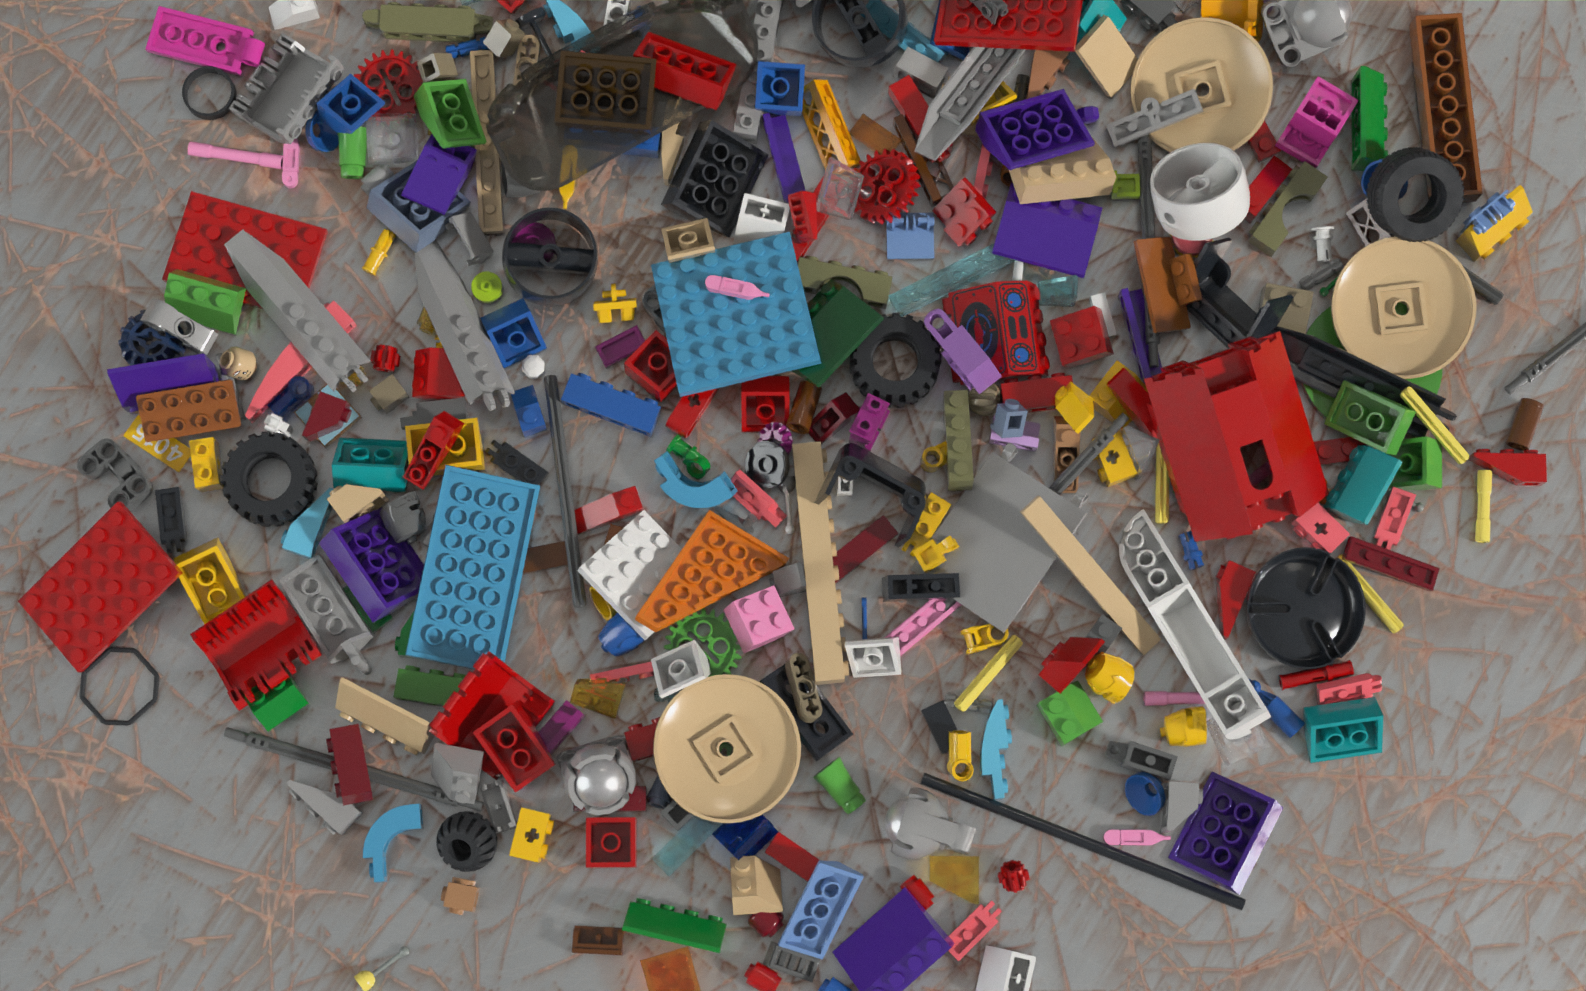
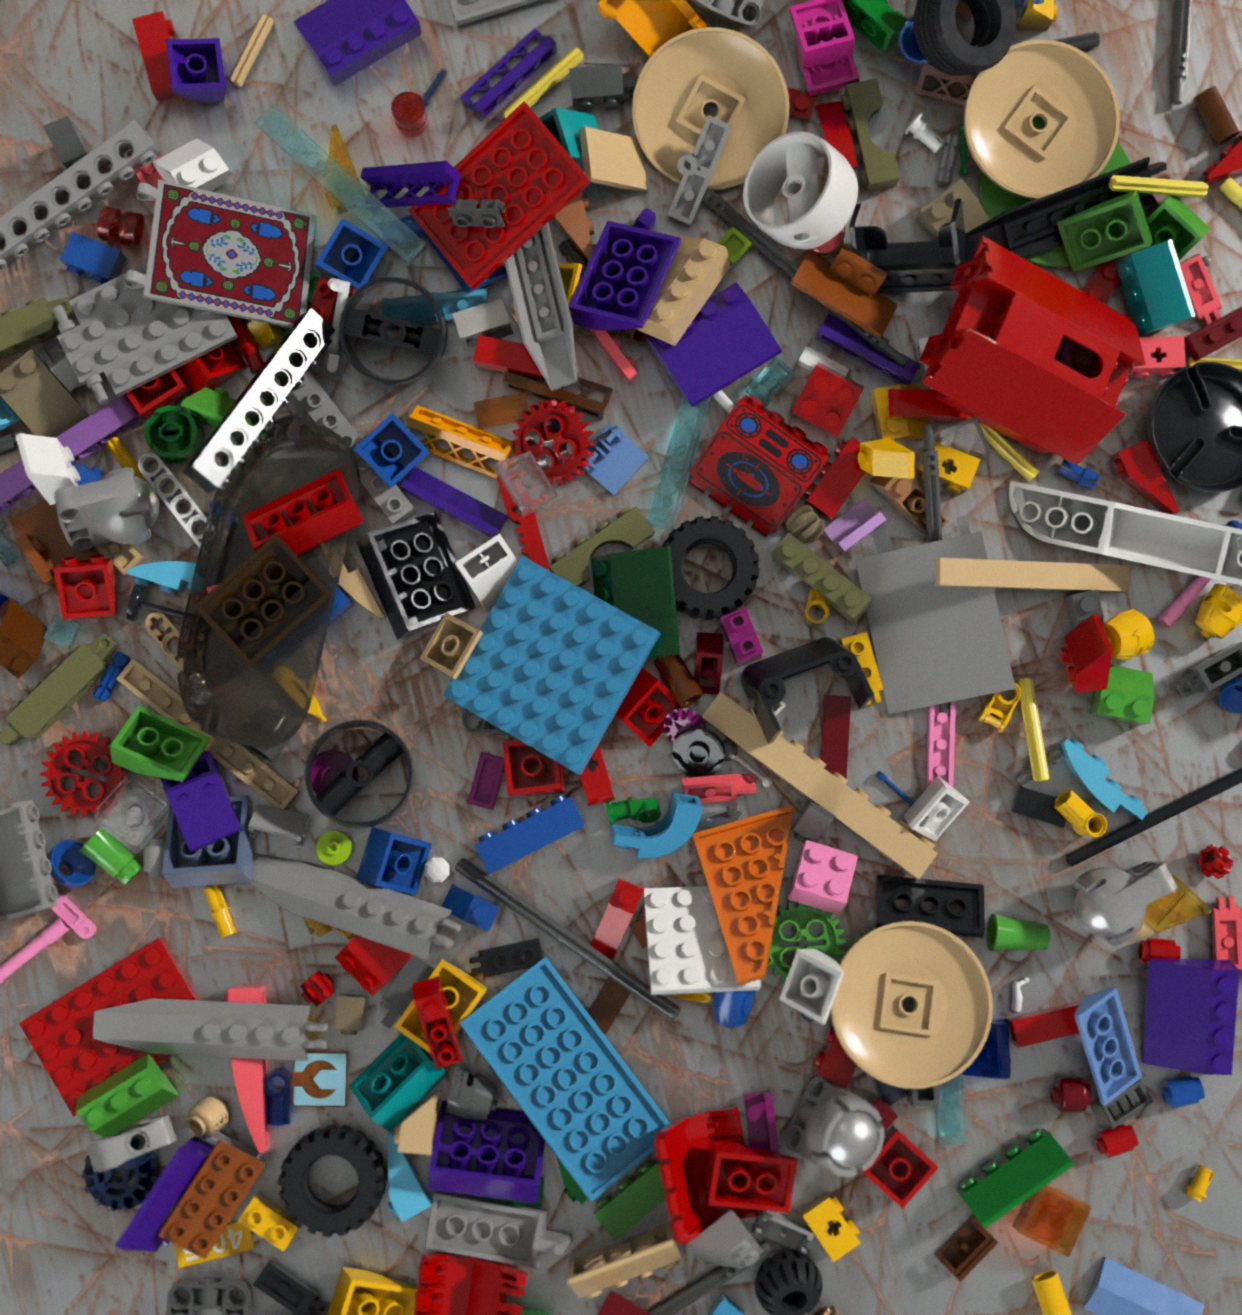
camera: 50 degrees left, 5 degrees up
(275, 424) = (292, 1132): white plate -> none
(326, 416) = (322, 1083): dark red slope -> none
(348, 105) = (71, 827): blue slope -> none
(437, 67) = (106, 720): dark tan brick -> none
(504, 37) = (132, 640): dark tan brick -> none
(599, 695) = (765, 1066): clear yellow wing -> none
(626, 306) = (442, 763): yellow hips -> none
(644, 670) = (764, 1029): coral hinge -> none
(733, 287) = (530, 646): bright pink piece -> none
(755, 886) = (1040, 1080): tan slope -> none
(799, 824) = (1017, 998): none -> white piece
(800, 698) = (915, 903): dark tan beam -> none
(803, 209) = (514, 526): red slope -> none
(920, 587) = (914, 721): black slope -> none
(931, 554) = (895, 685): yellow plate -> none
(963, 353) = (756, 508): medium lavender brick -> none
(964, 213) = (636, 397): red plate -> none
(1009, 419) = (845, 521): sand blue brick -> none

